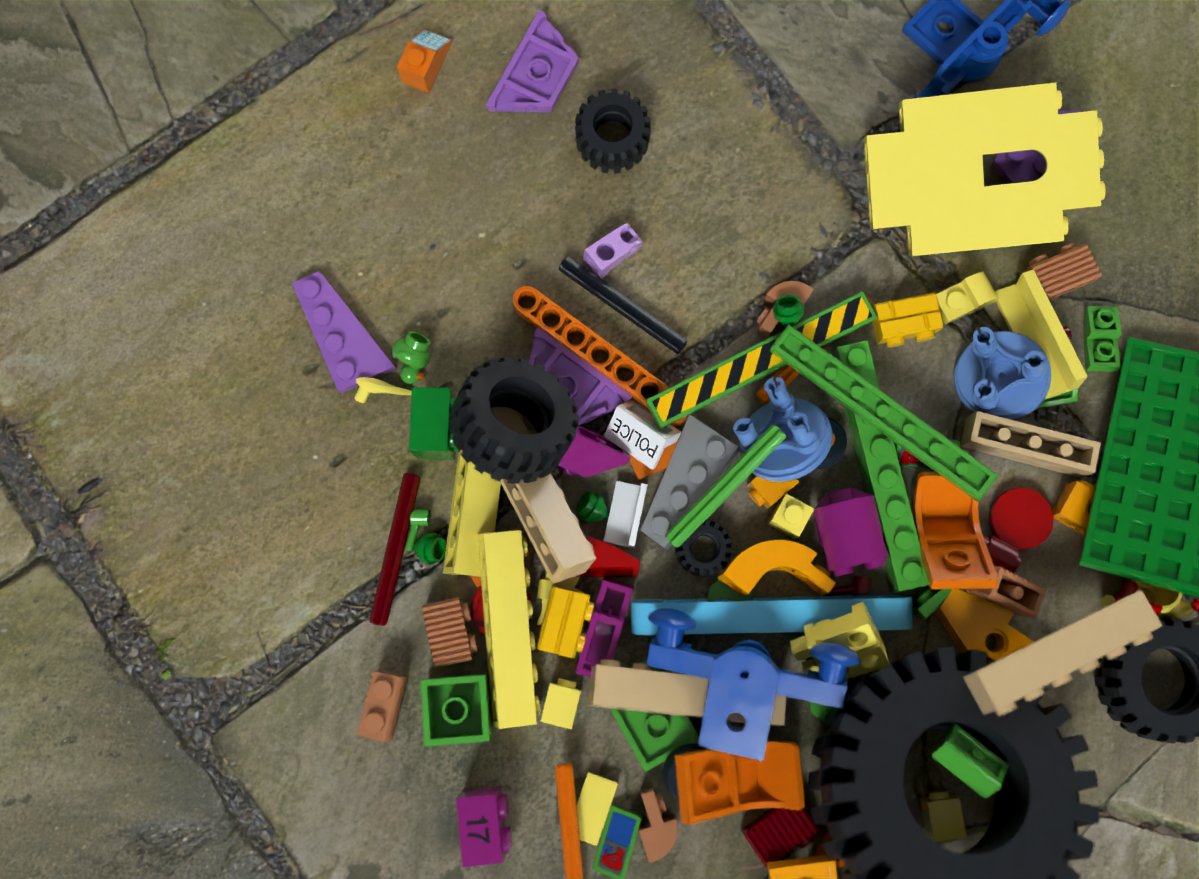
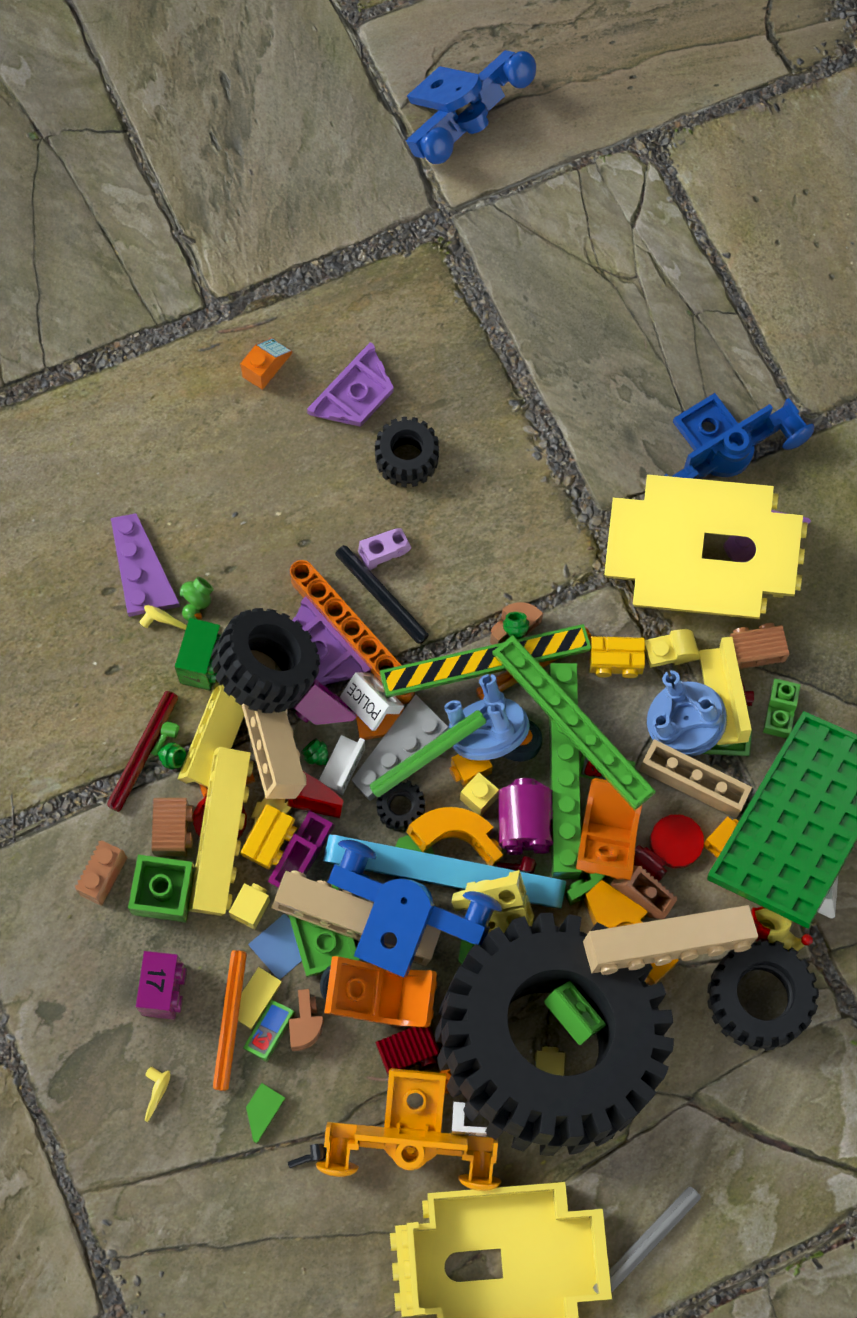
camera: 10 degrees right, 10 degrees down
(603, 742) = (277, 947): none -> medium blue sticker

